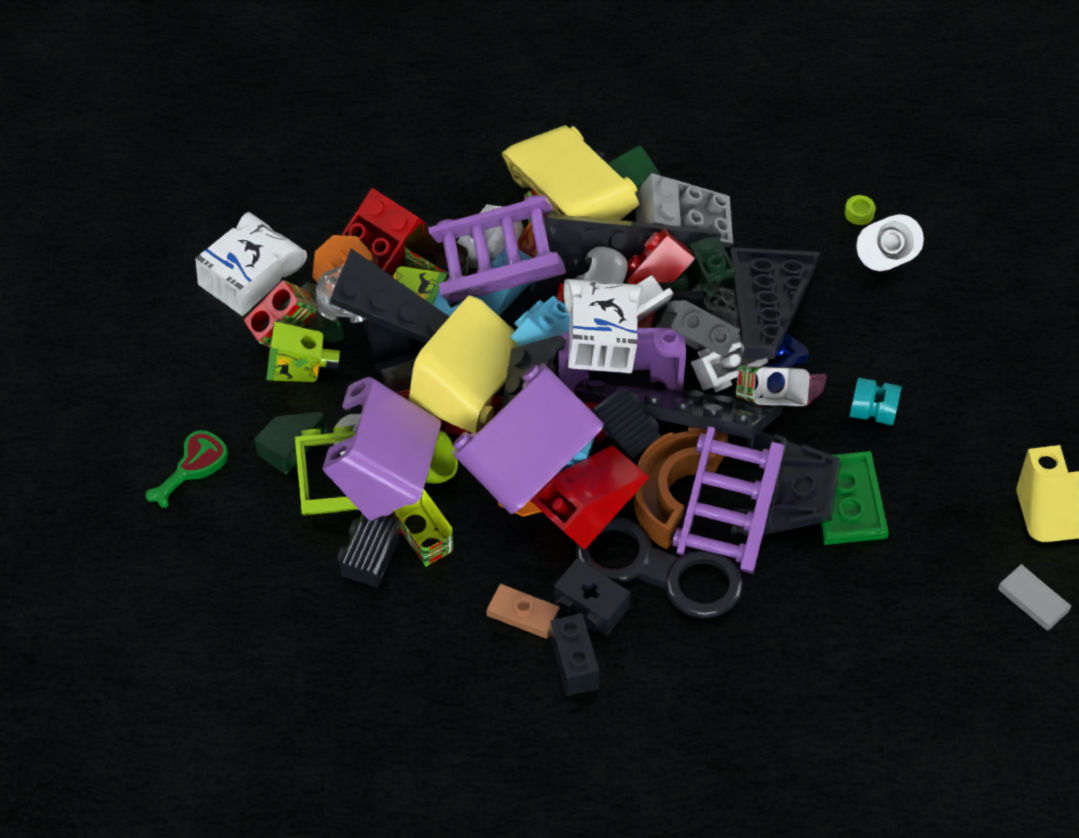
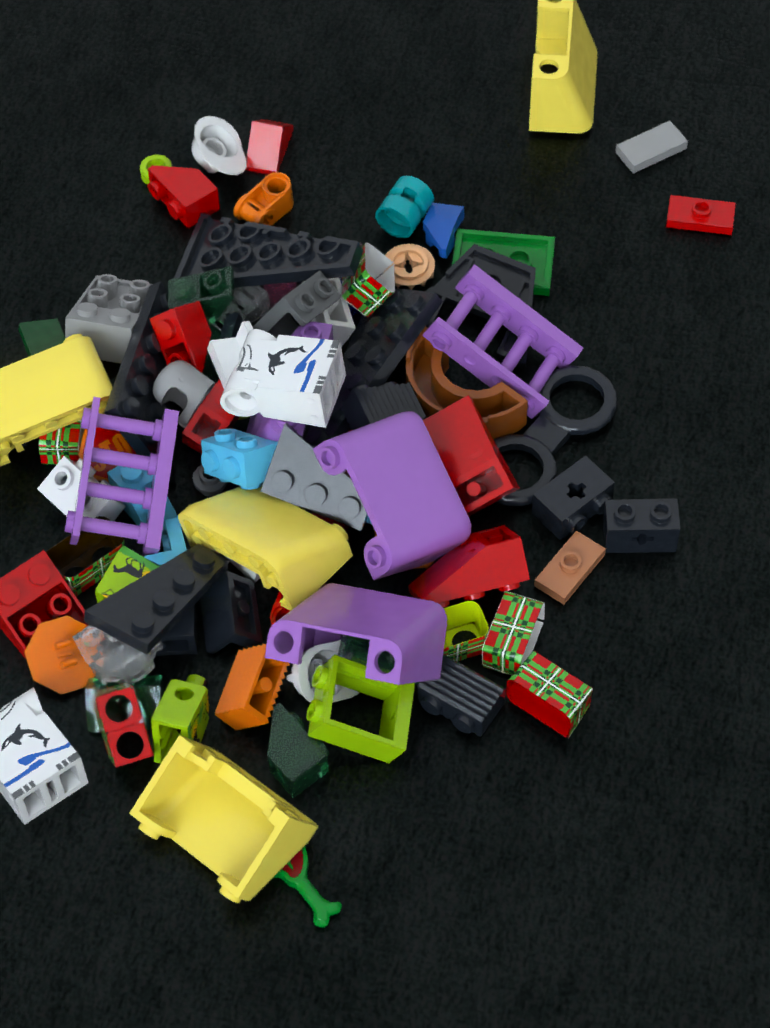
camera: 75 degrees left, 0 degrees up
(225, 407) = (222, 817): none -> light yellow windscreen
(328, 394) = (251, 689): none -> orange brick
(385, 613) = (549, 693): none -> piece
(436, 575) = (512, 633): none -> piece
(487, 529) = (480, 564): none -> red slope
(820, 412) = (420, 260): none -> light nougat gear
(834, 233) = (184, 192): none -> red slope
(845, 297) = (266, 201): none -> orange piece
(869, 436) = (441, 225): none -> blue slope
(920, 283) = (267, 145): none -> slope
(962, 654) = (701, 215): none -> red plate

